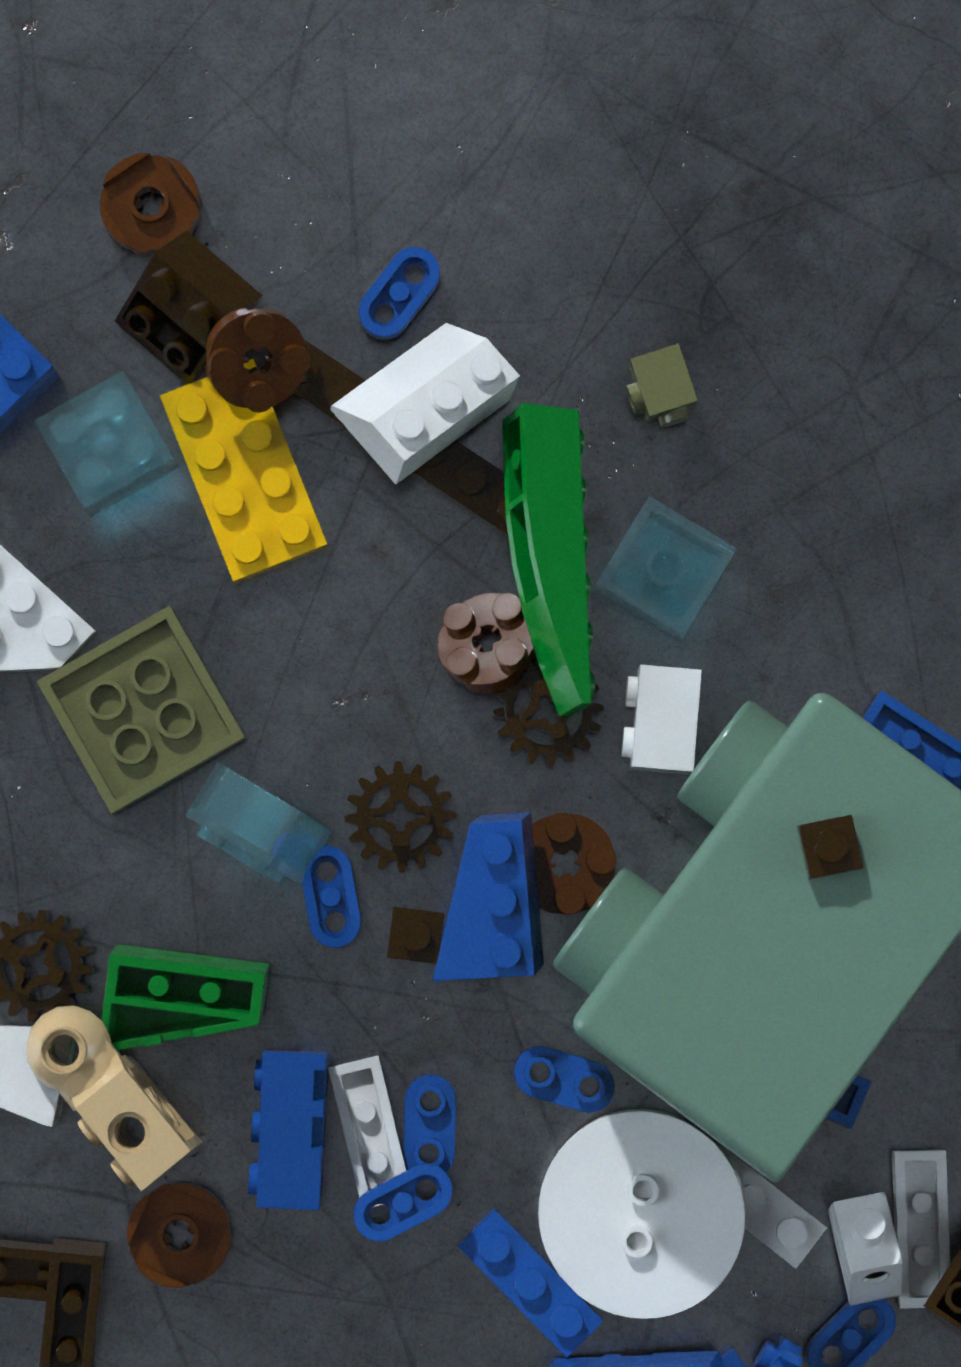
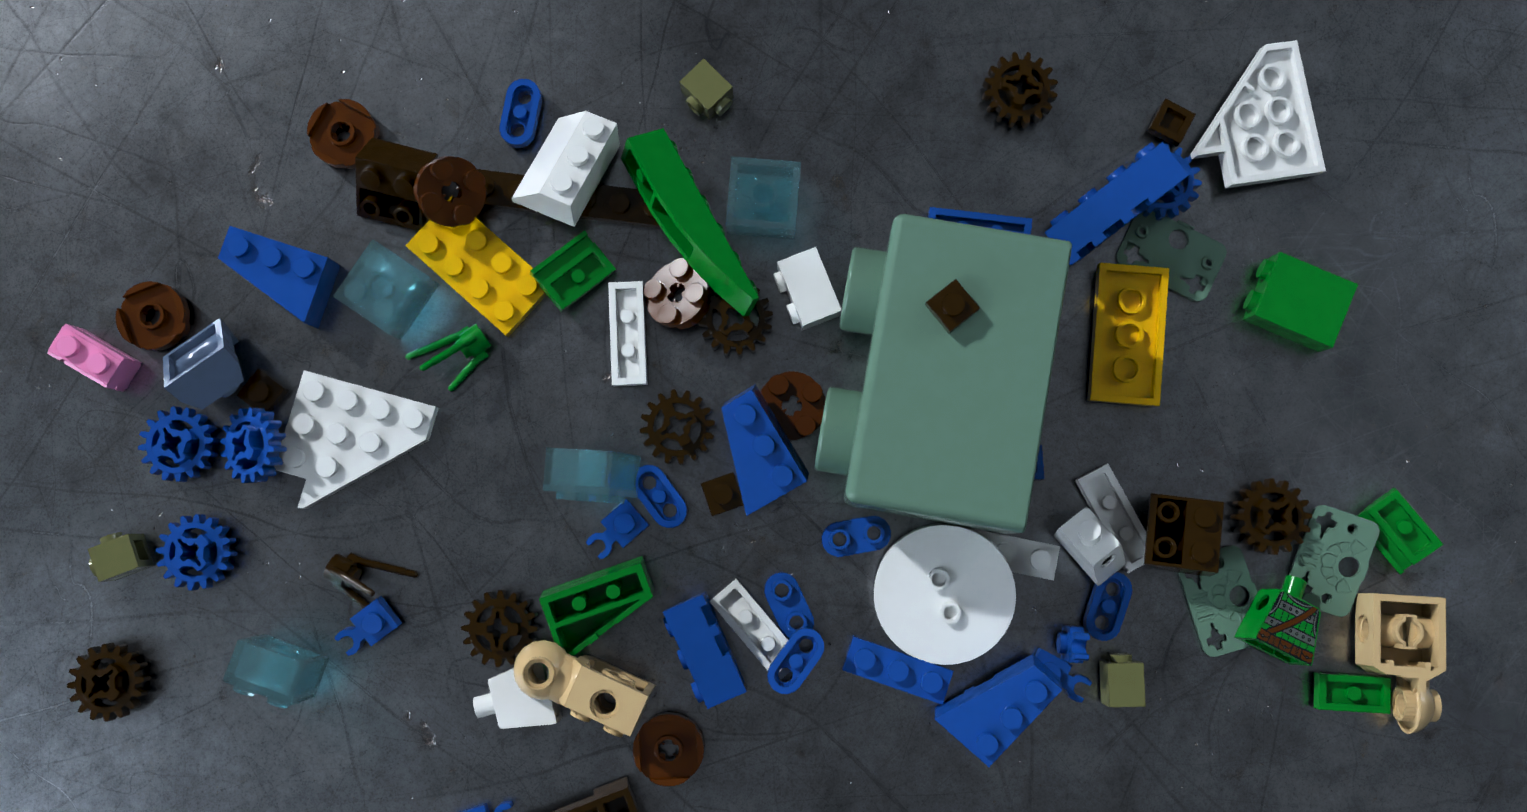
camera: 20 degrees left, 0 degrees up
(141, 710) = (487, 441): olive plate -> none
(182, 569) = (468, 340): none -> green plant
(262, 910) = (622, 526): none -> blue plate
(364, 541) = (572, 271): none -> green plate
(395, 659) = (627, 333): none -> white plate

